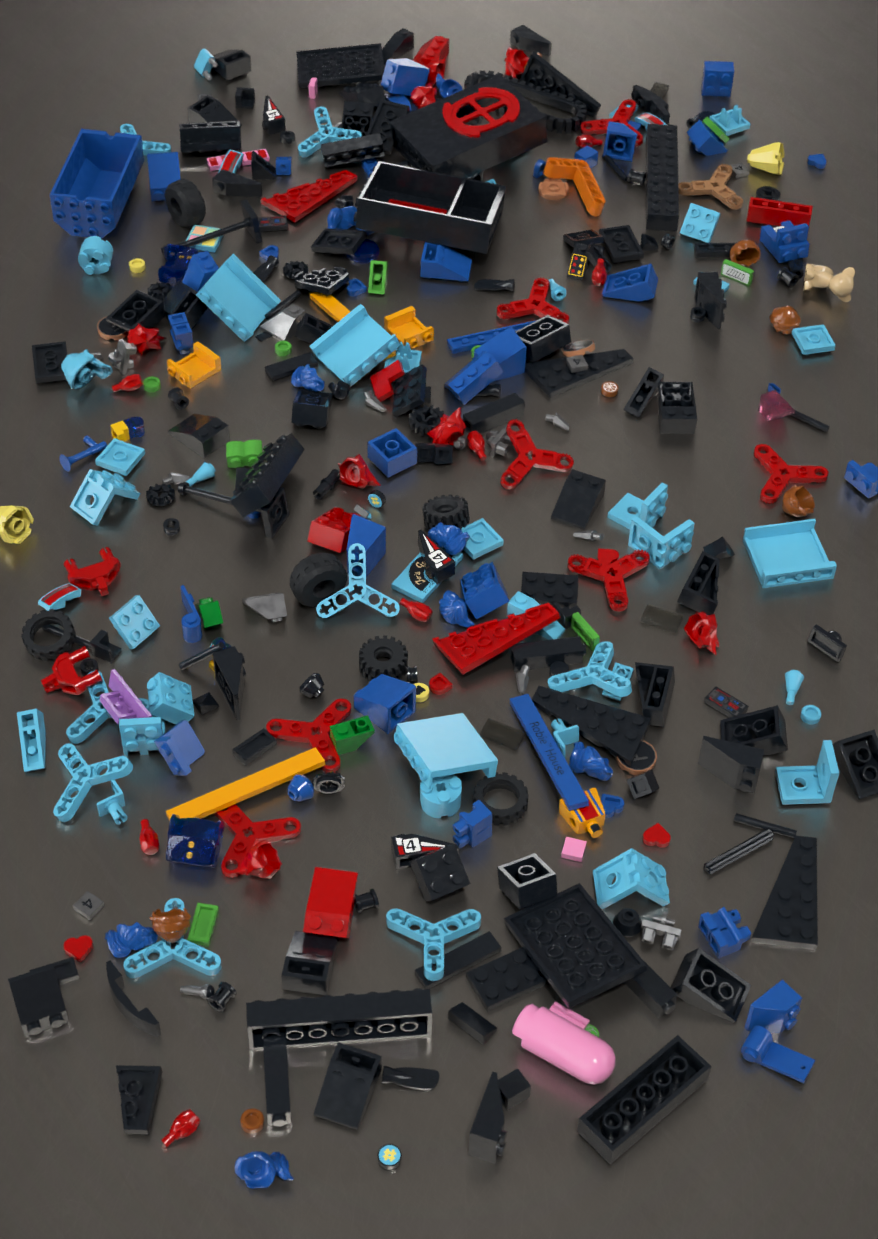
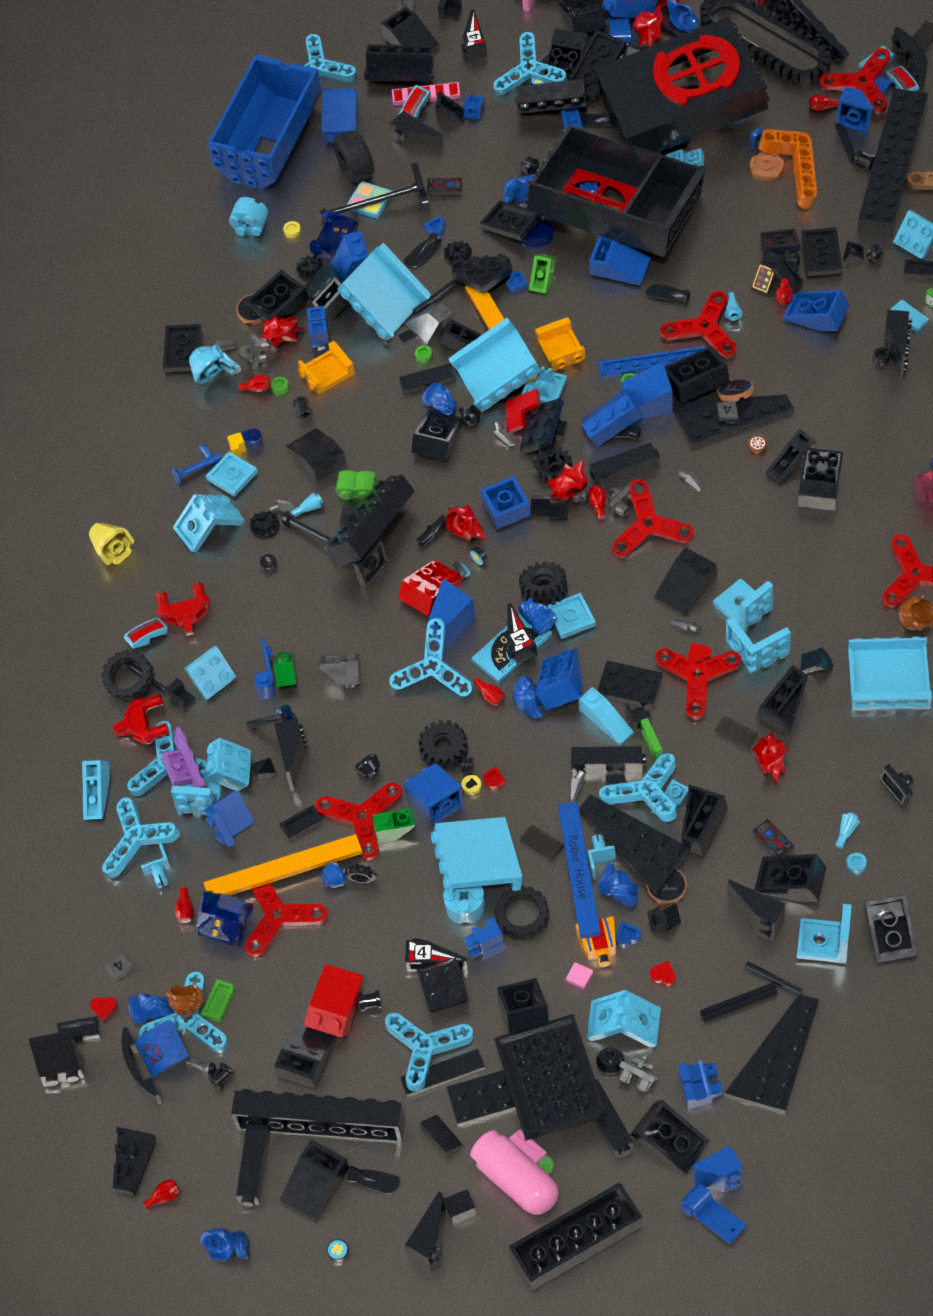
camera: 20 degrees right, 10 degrees up
(88, 663) = (159, 710): black bush -> none
(153, 976) = (161, 1048): none -> blue slope
(252, 1121) = (225, 1197): dark orange tile -> none
(261, 860) = (280, 947): red hair -> none
(287, 137) = (486, 66): black tile -> none
(307, 197) = (493, 152): red wing -> none
(317, 578) = (395, 648): black tyre -> none
(492, 637) = (552, 736): red wing -> none
(587, 154) = (814, 126): blue brick -> none

